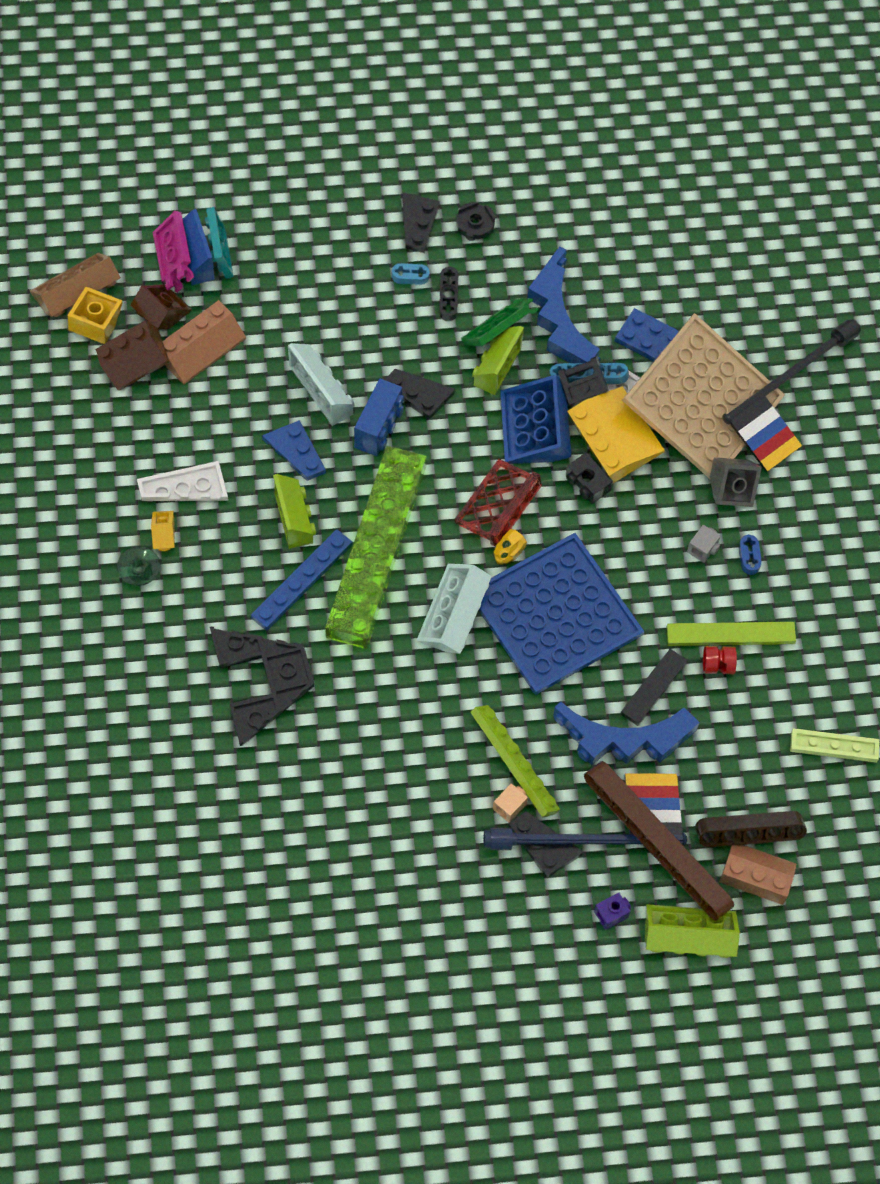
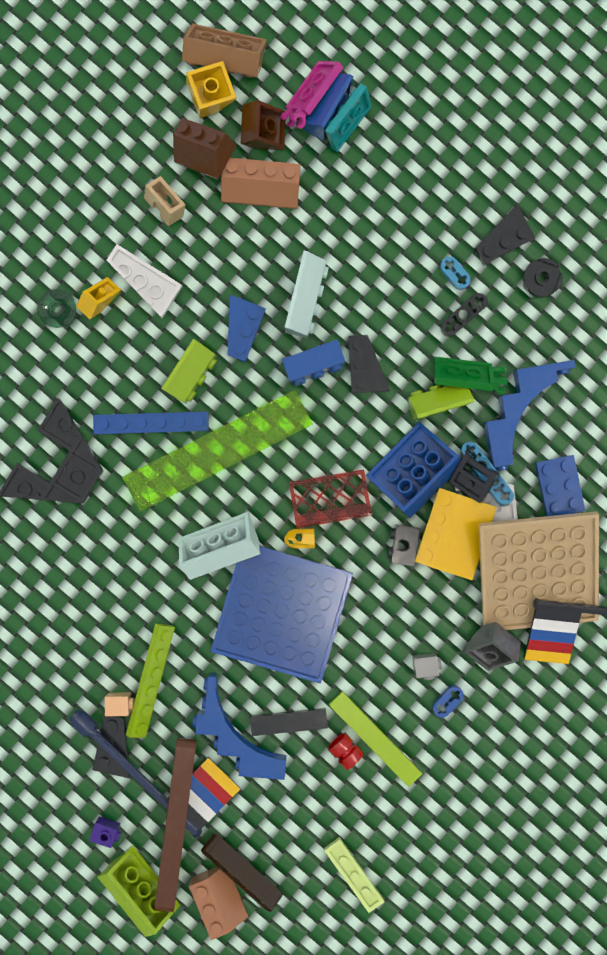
camera: 50 degrees right, 25 degrees up
(134, 420) = (156, 195): none -> tan brick

